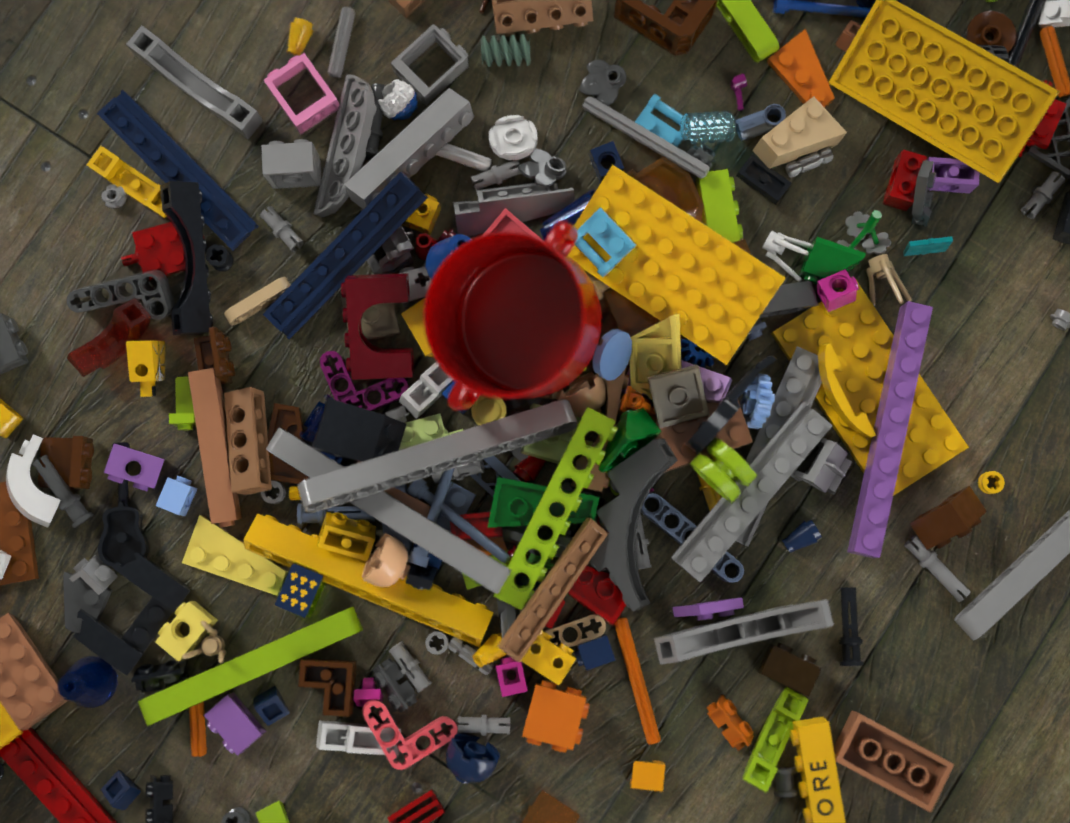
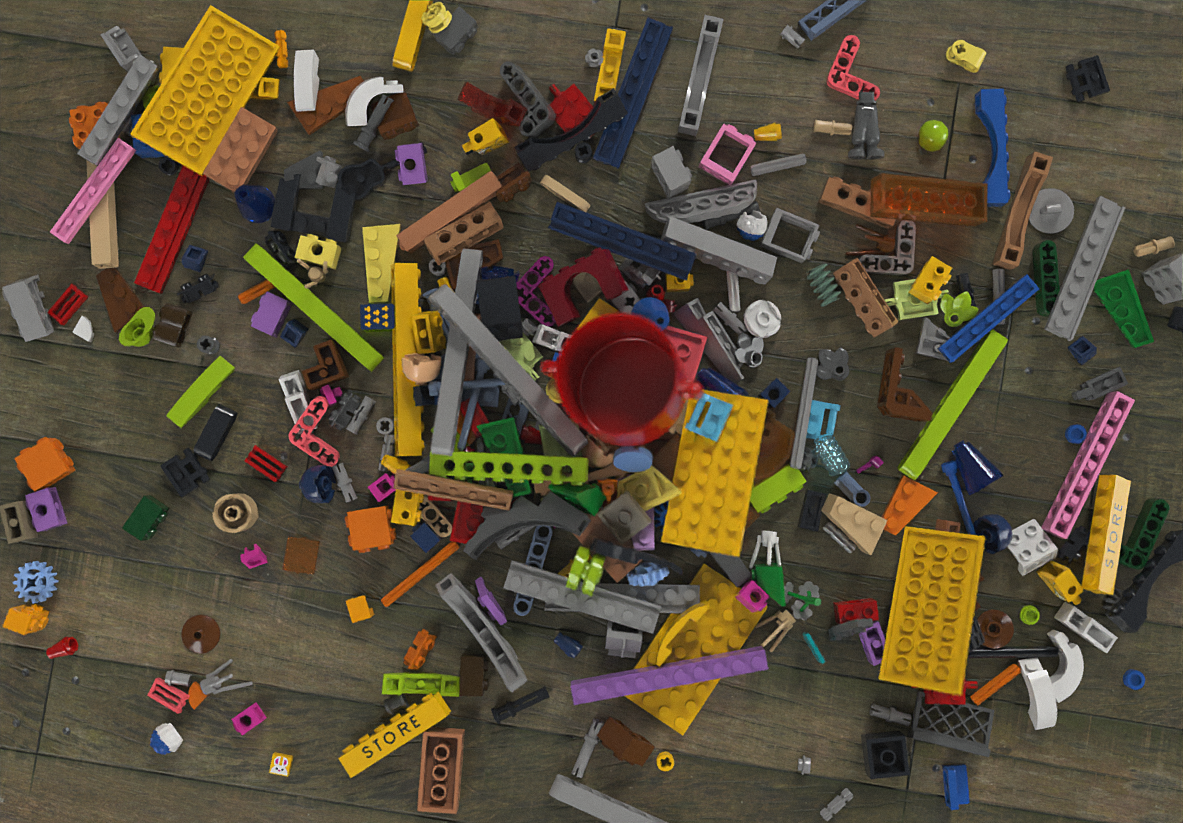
camera: 65 degrees right, 5 degrees up
(177, 495) = (405, 202): light blue brick -> none
(281, 229) = (623, 186): light grey pin -> none

